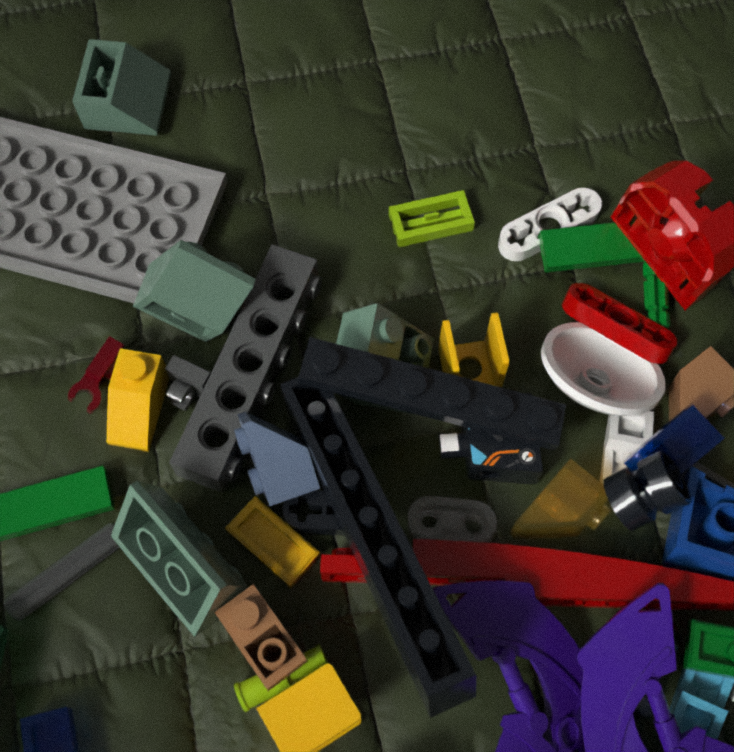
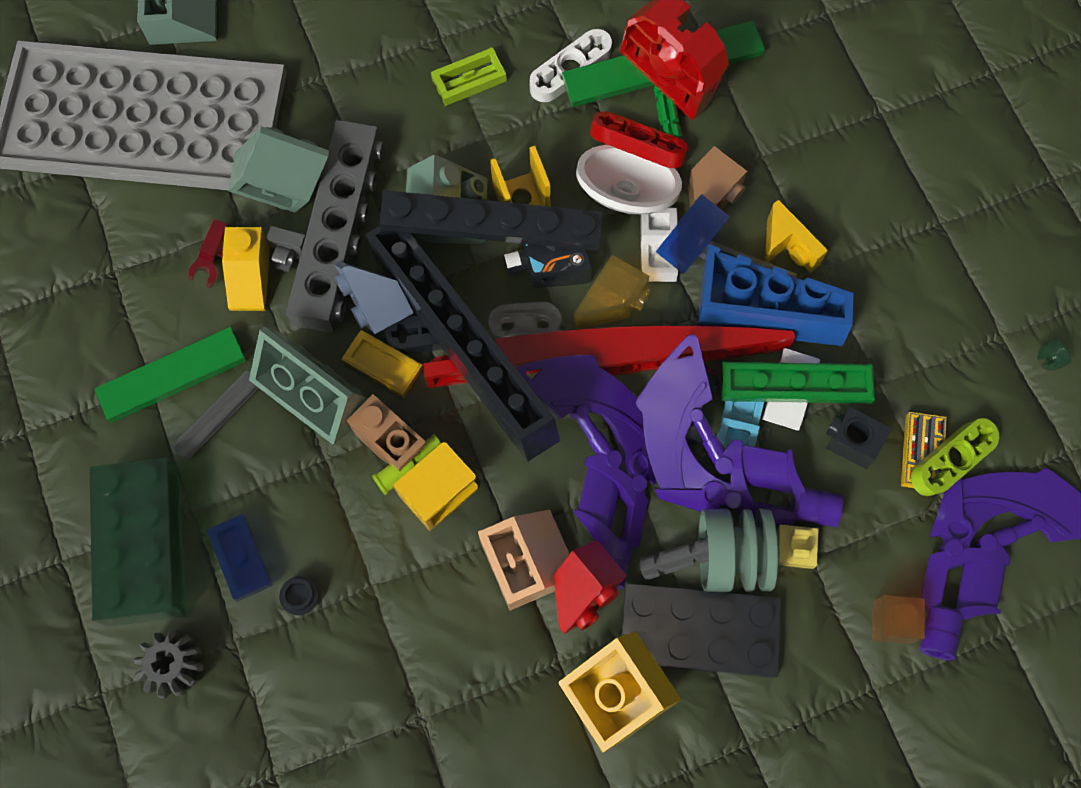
camera: 10 degrees left, 5 degrees up
(649, 489) = (679, 264): black wheel -> none

